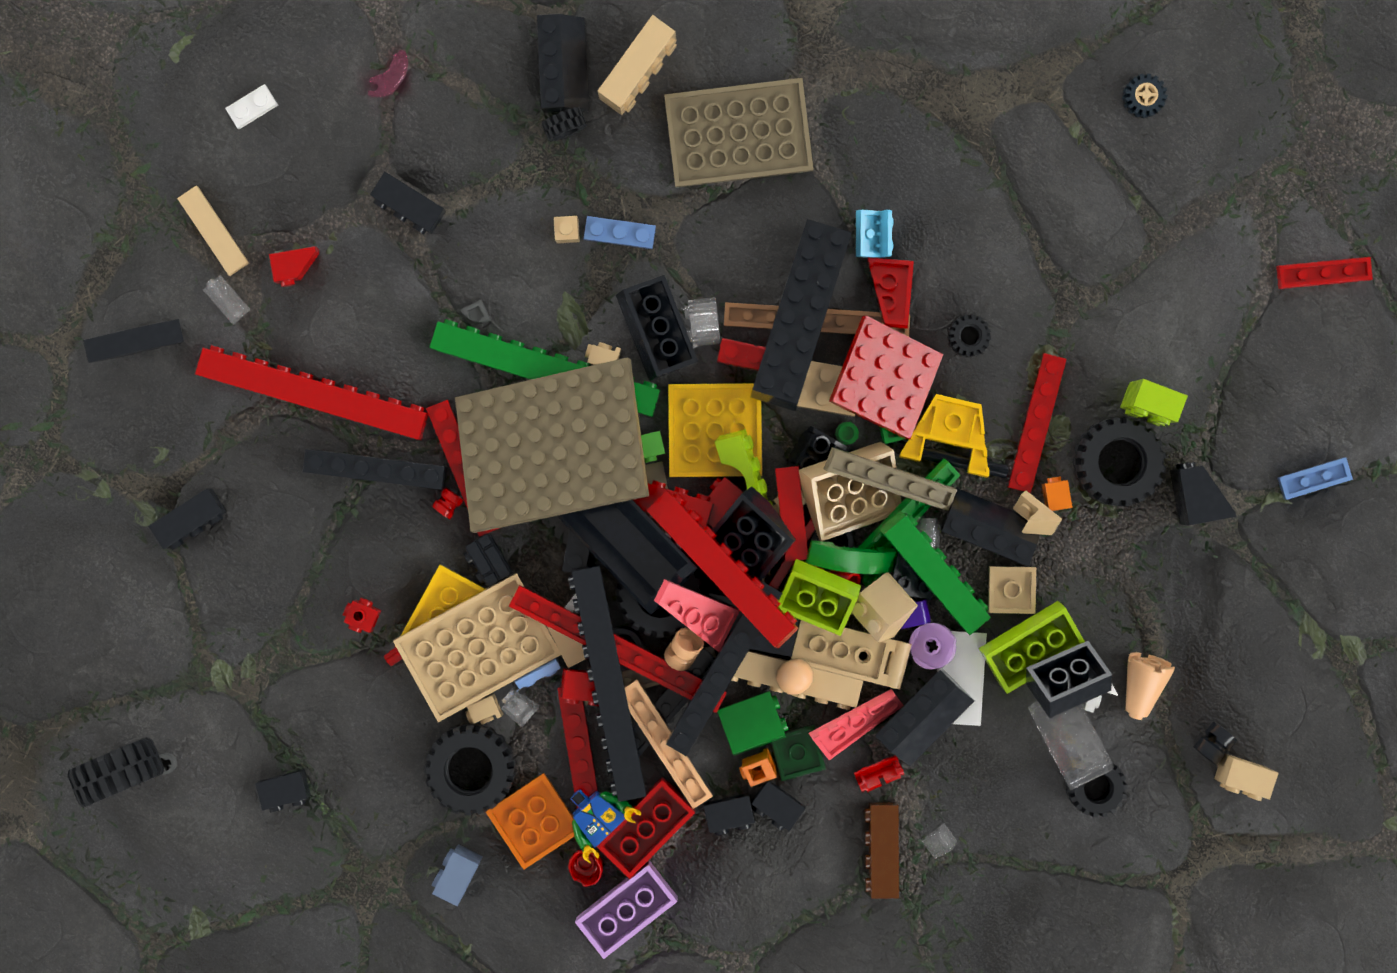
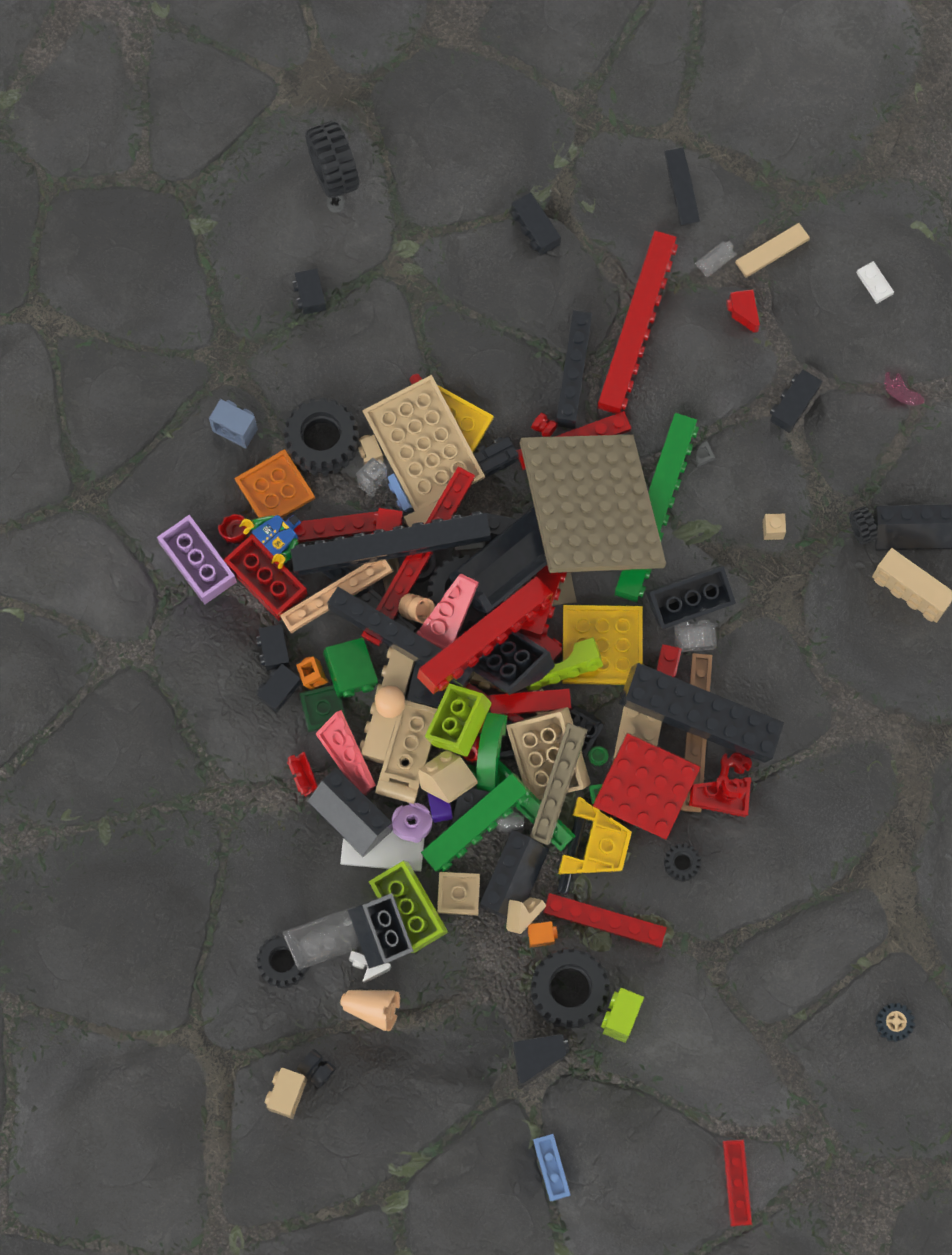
camera: 90 degrees right, 15 degrees down
(369, 619) = (452, 355): red brick -> none
(601, 353) = (670, 554): tan brick -> none
(619, 232) = (771, 571): medium blue plate -> none
(652, 446) = (589, 588): bright green brick -> none
(738, 132) = (858, 671): dark tan plate -> none
(874, 233) = (771, 781): medium azure bracket -> none
(883, 850) = (235, 776): reddish brown brick -> none
(886, 279) = (739, 763): none -> red helmet
(940, 841) = (240, 827): clear slope -> none

